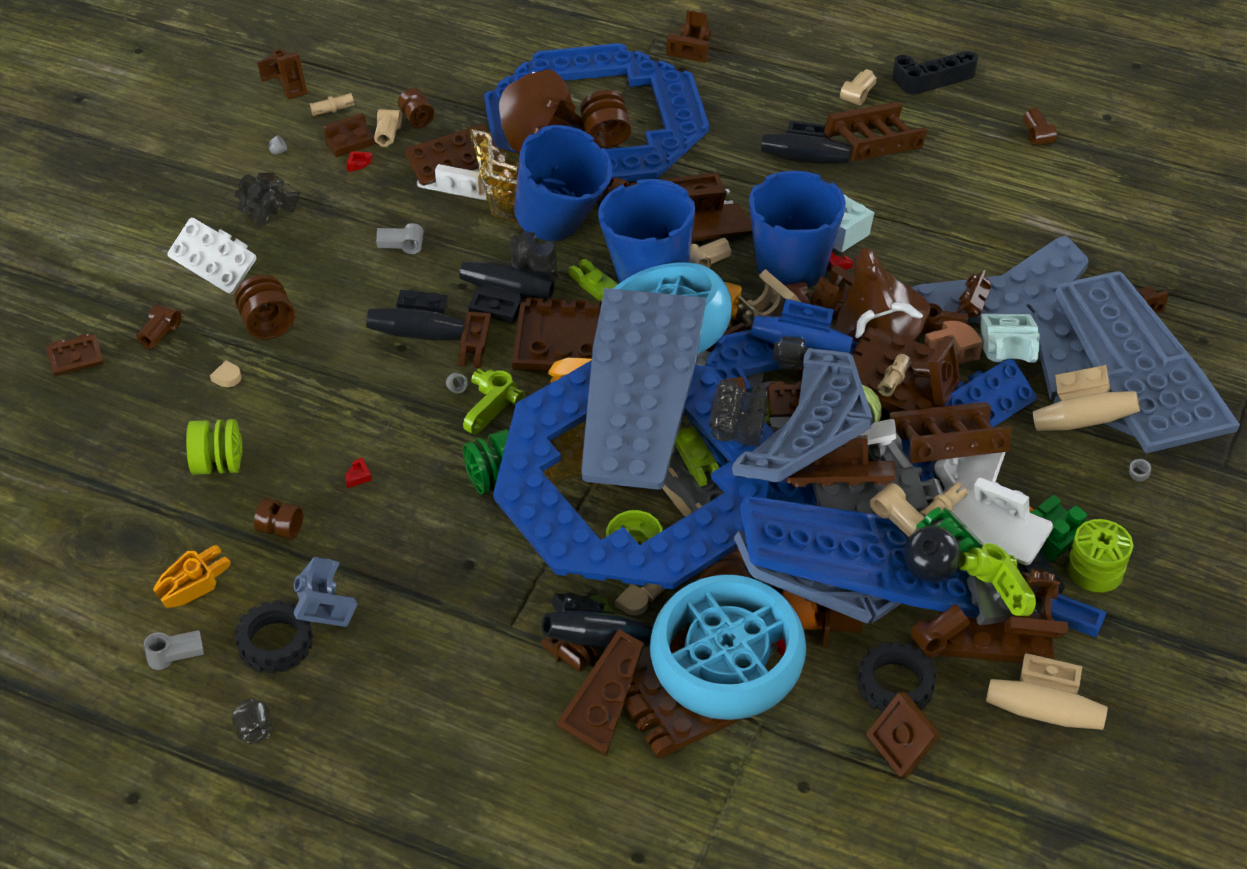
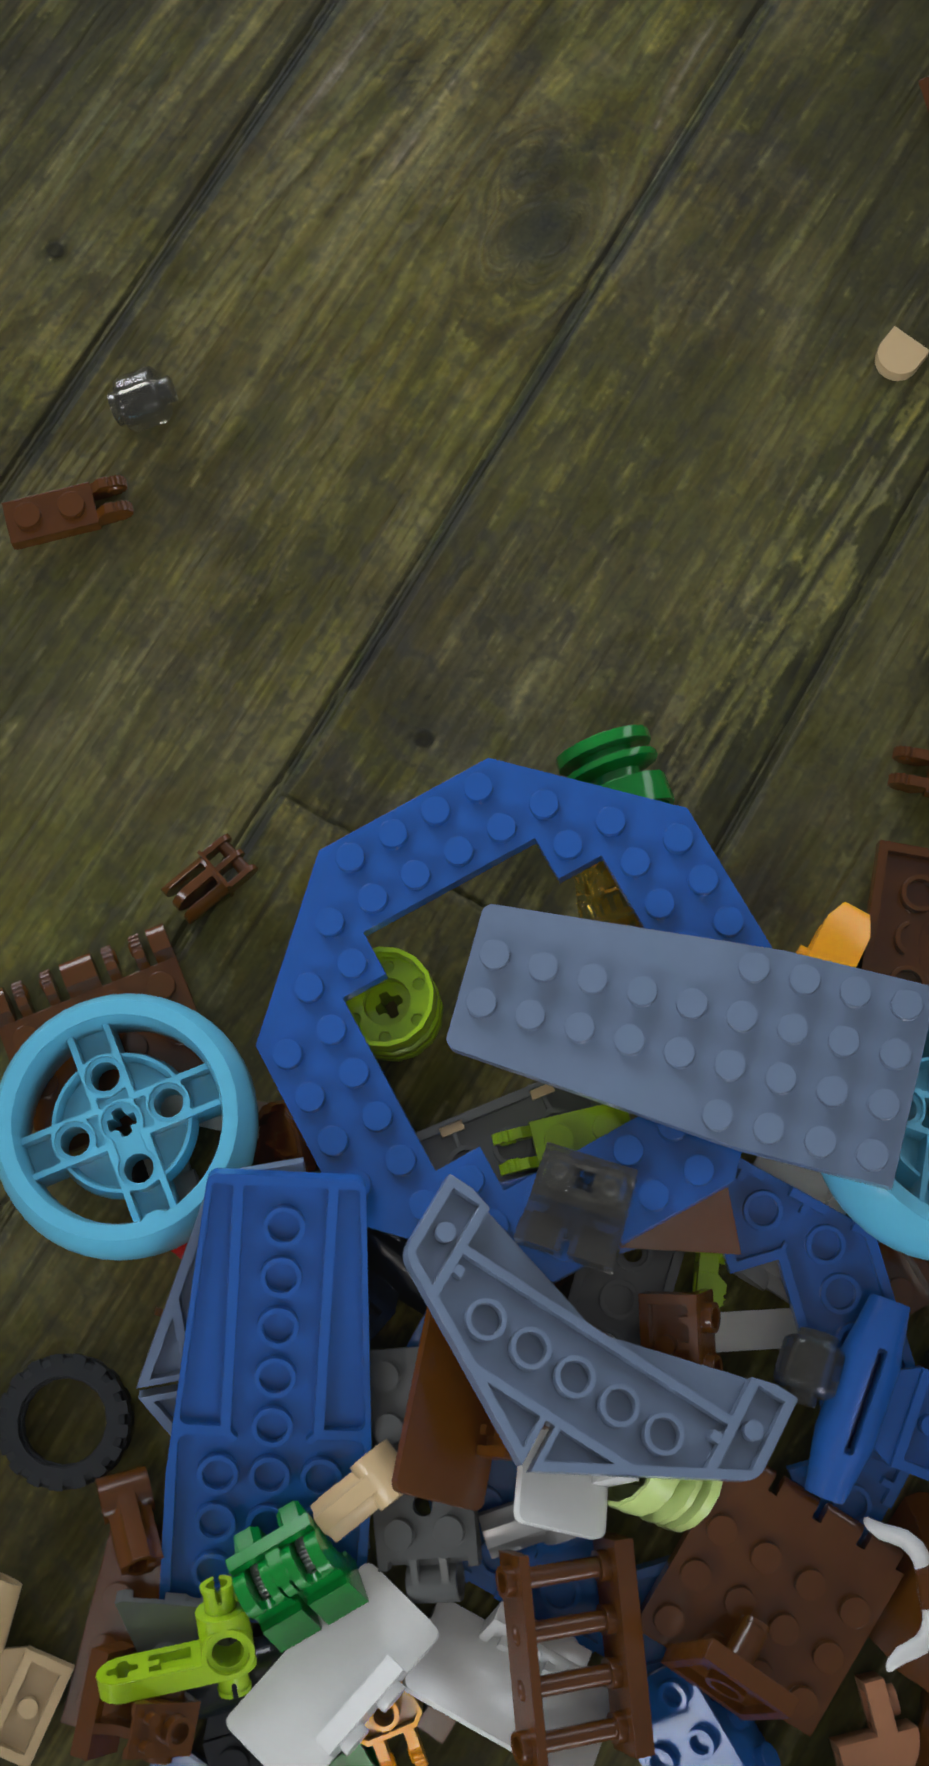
camera: 95 degrees right, 30 degrees up
(164, 649) = (299, 287): light grey piece -> none
(190, 577) = (431, 304): light orange hinge -> none
(210, 446) = (699, 326): lime wheel -> none
(274, 659) = (304, 389): black tyre -> none
(277, 518) = (539, 431): reddish brown wheel -> none
(317, 587) = (391, 486): sand blue tile -> none
(331, 762) = (65, 512): none -> reddish brown hinge
(357, 473) = (644, 565): red tile -> none
(460, 380) = (839, 731): light grey hinge -> none
(499, 392) = (829, 792): lime piece -> none
(589, 621) = (232, 912): black plate -> none
(601, 698) = (93, 916): reddish brown wing -> none
(894, 375) = (736, 1572): tan pin -> none
(932, 554) = (234, 1527): black cylinder -> none
(947, 499) = (384, 1588): tan pin -> none

